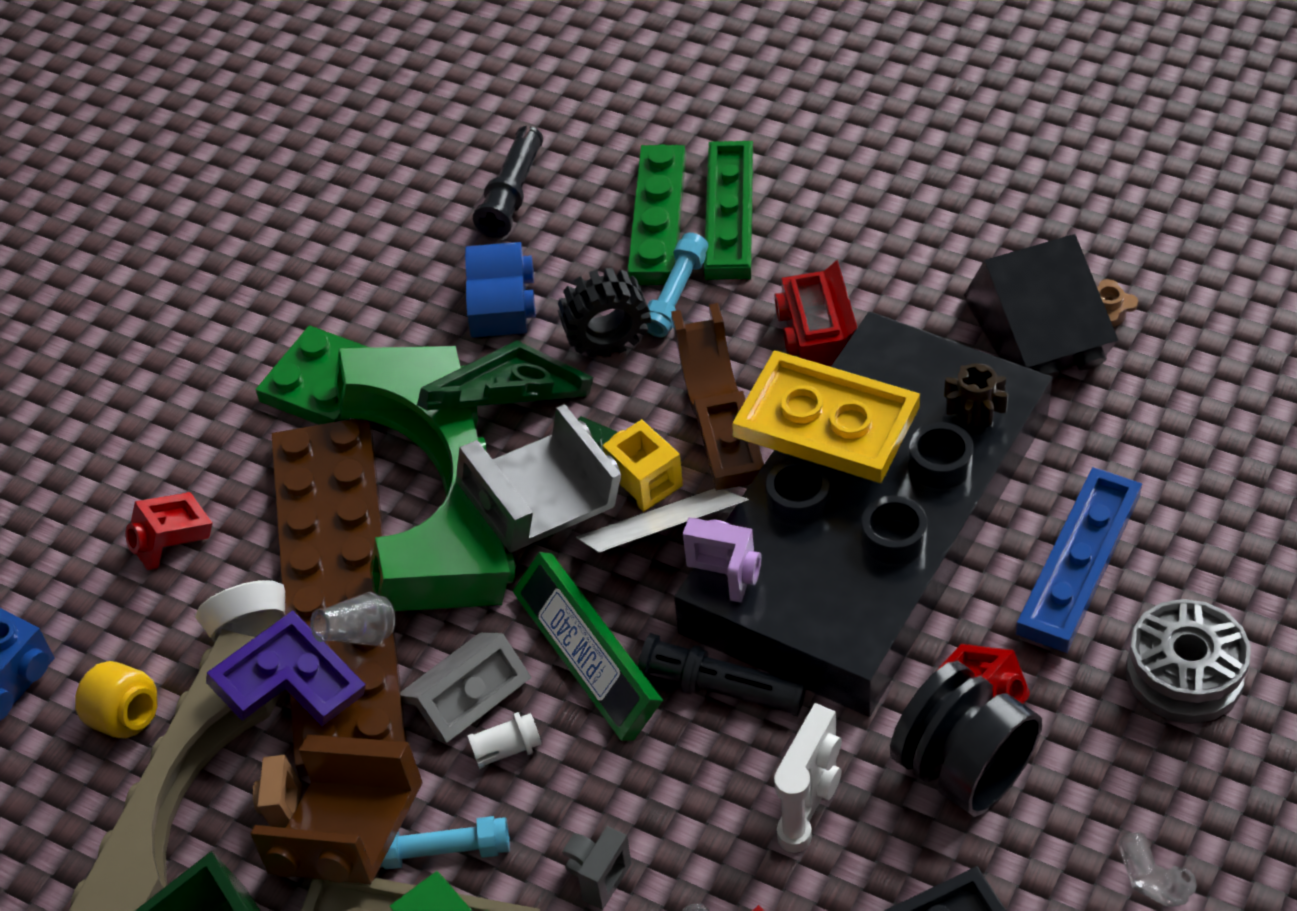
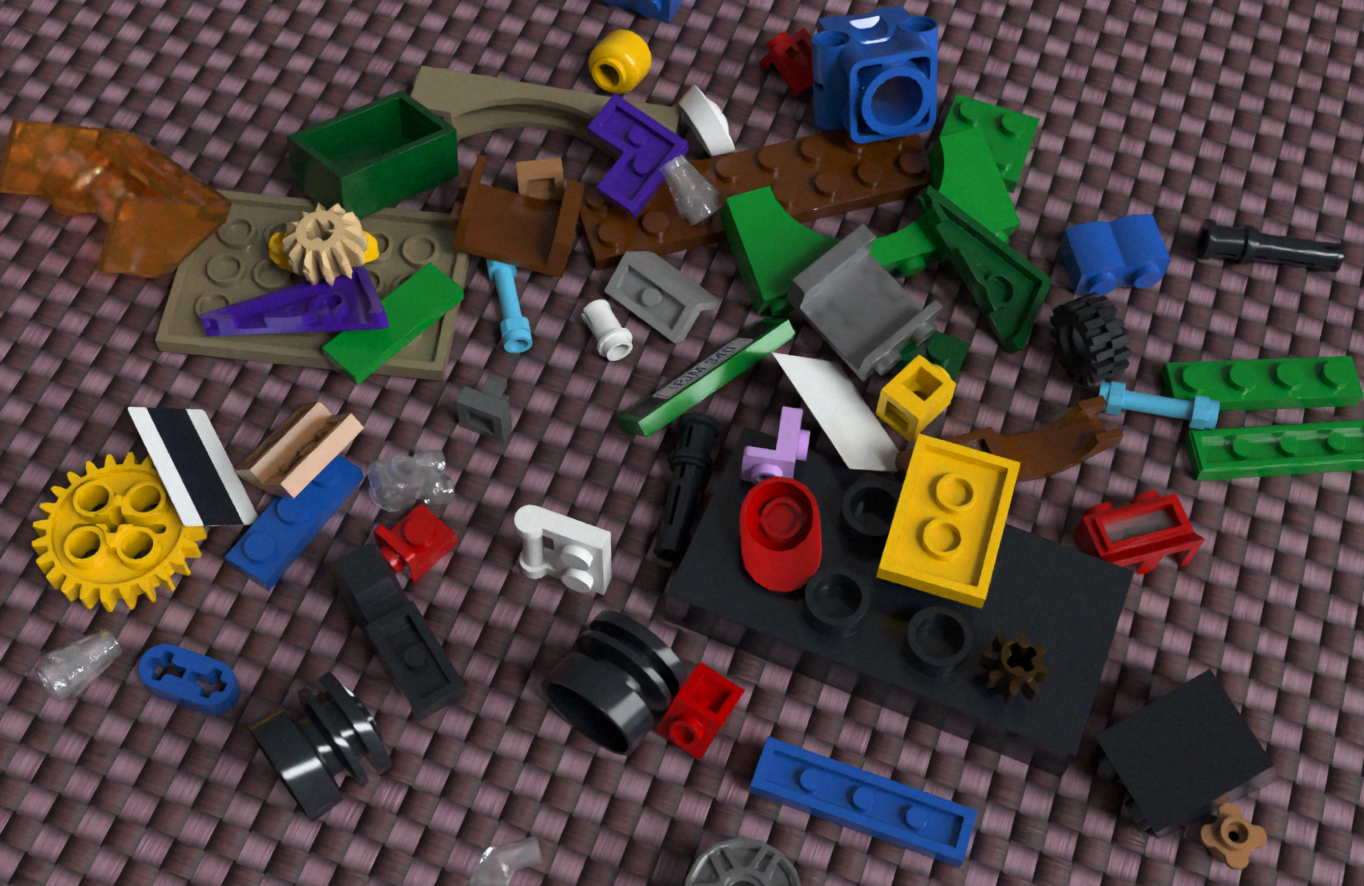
camera: 75 degrees right, 10 degrees up
(236, 433) = (875, 74): none -> blue piece
(822, 558) = (780, 534): none -> red cap

